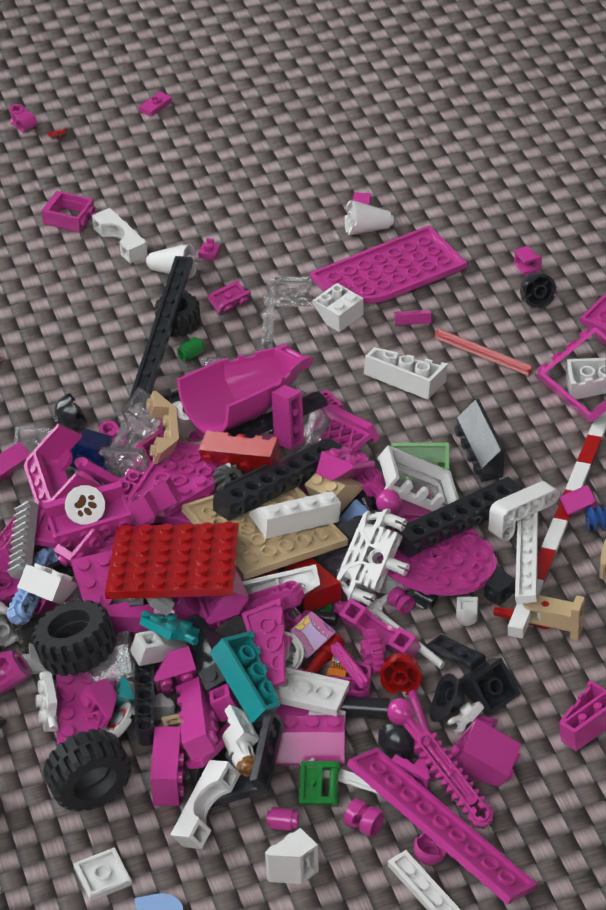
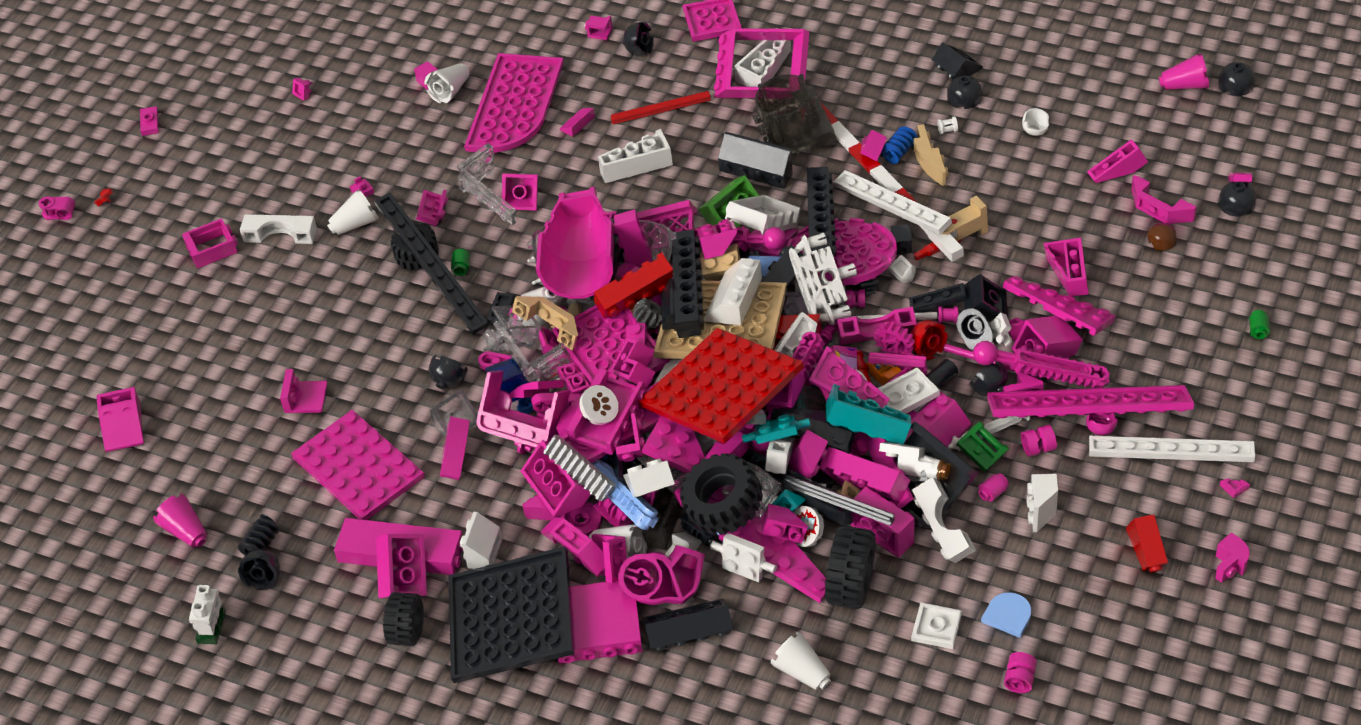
camera: 45 degrees left, 5 degrees up
(143, 716) = (839, 500): none -> axle
(220, 700) = (863, 447): dark pink brick -> none
(271, 151) = (301, 88): none -> dark pink tile
(296, 329) = (520, 191): none -> dark pink slope
(339, 307) = (522, 152): white slope -> none
(444, 667) = (947, 314): none -> dark pink bush
(519, 505) = (845, 181): white beam -> none
(535, 744) = (1062, 306): none -> dark pink wing
(549, 428) = (791, 114): none -> clear smoke hose

